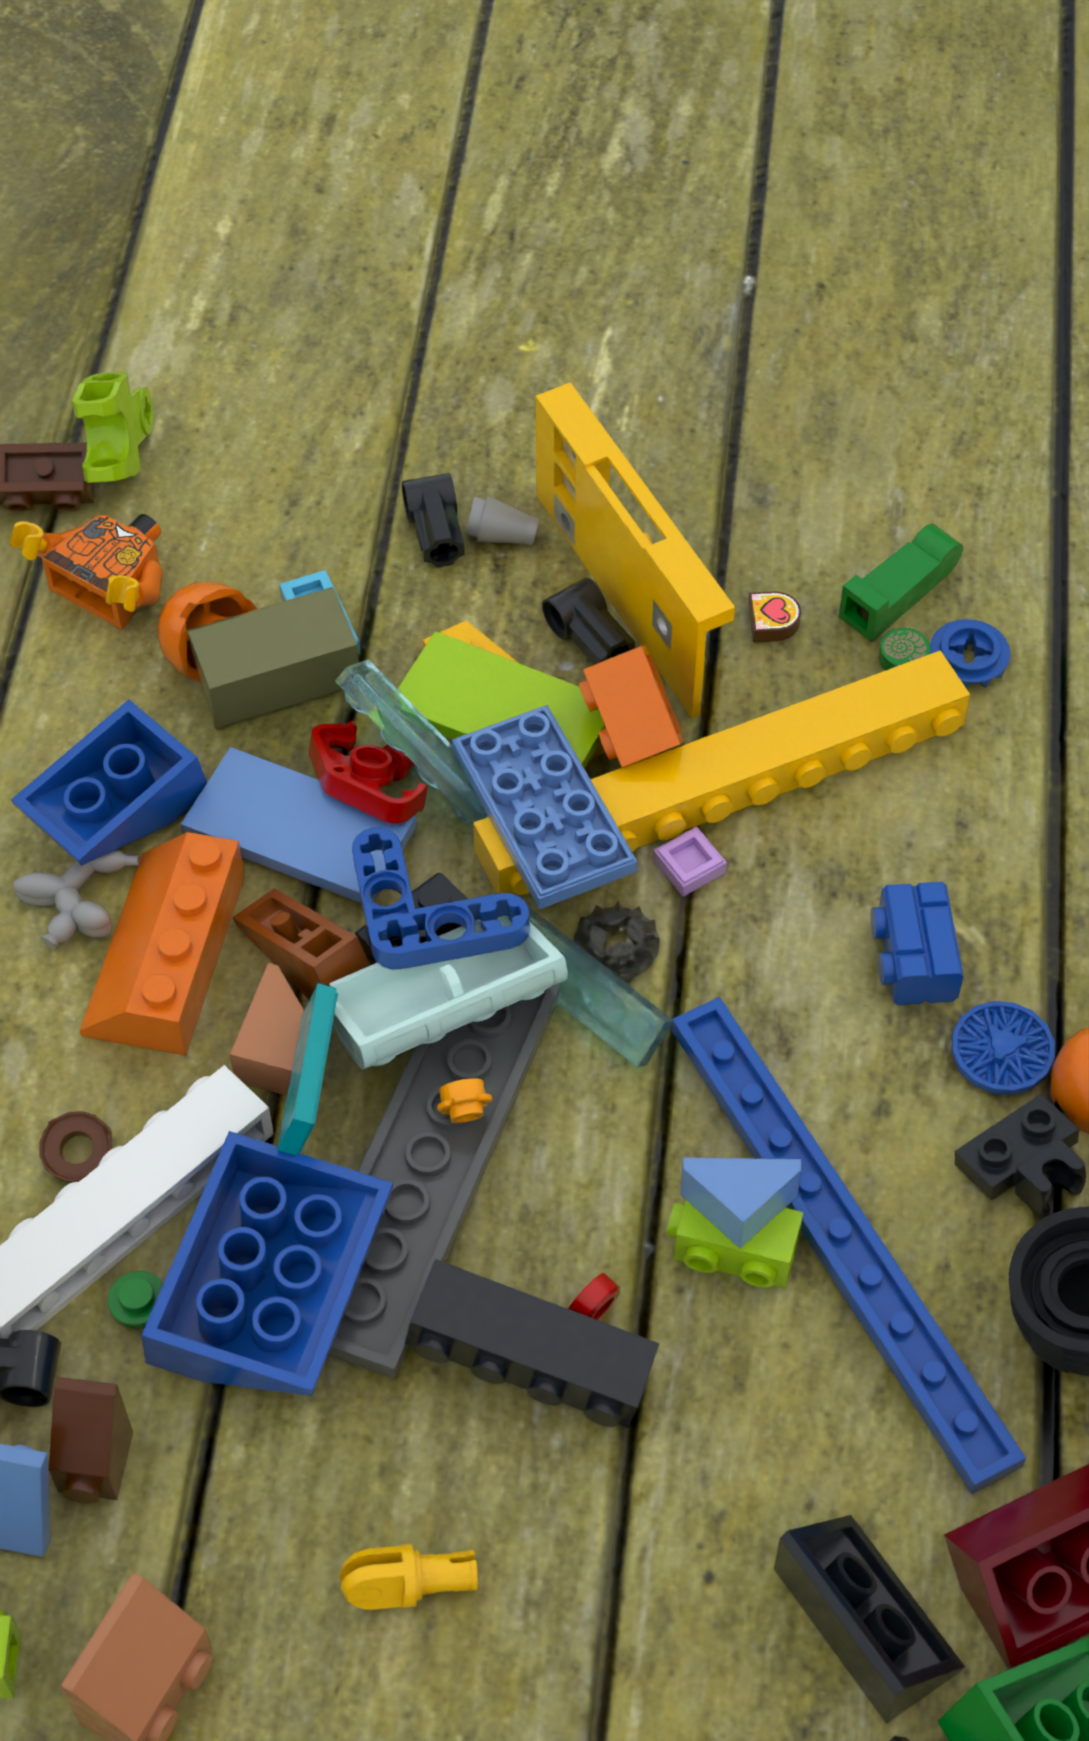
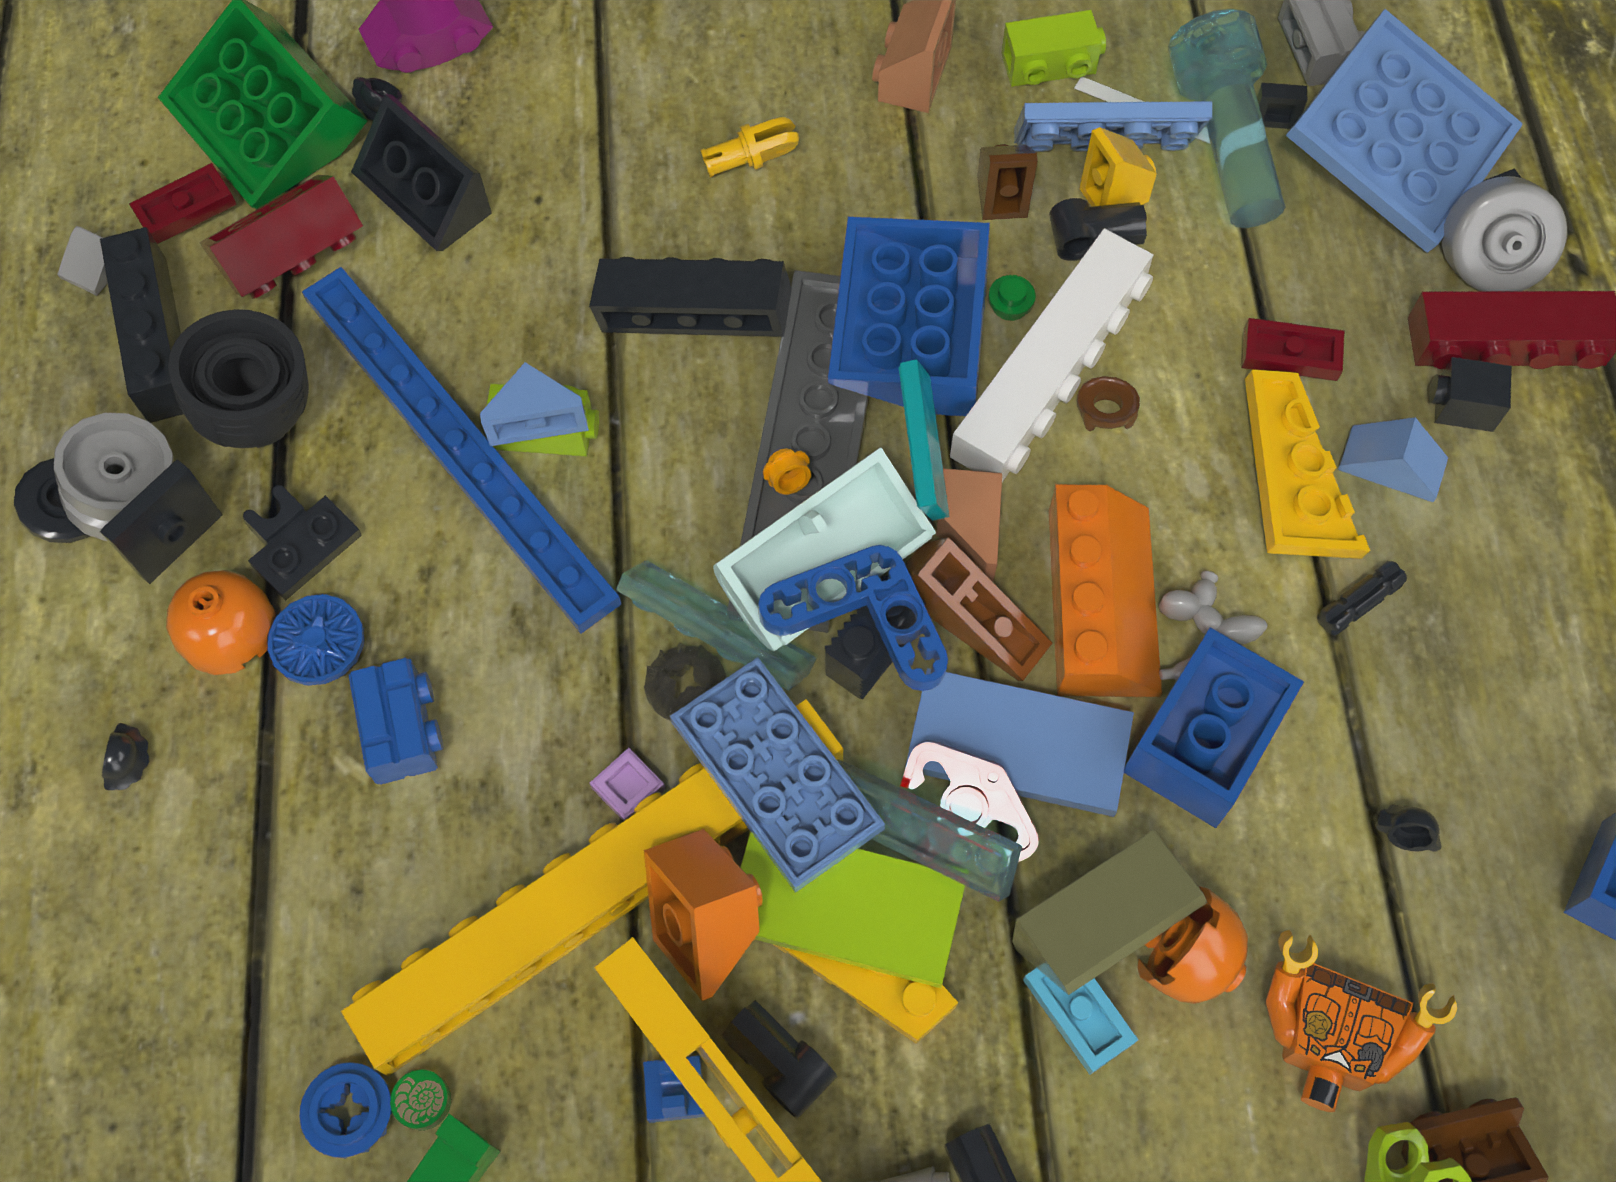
camera: 170 degrees right, 10 degrees up
(596, 1297) = (650, 350): red tile -> none
(773, 616) = (573, 1125): tile -> none

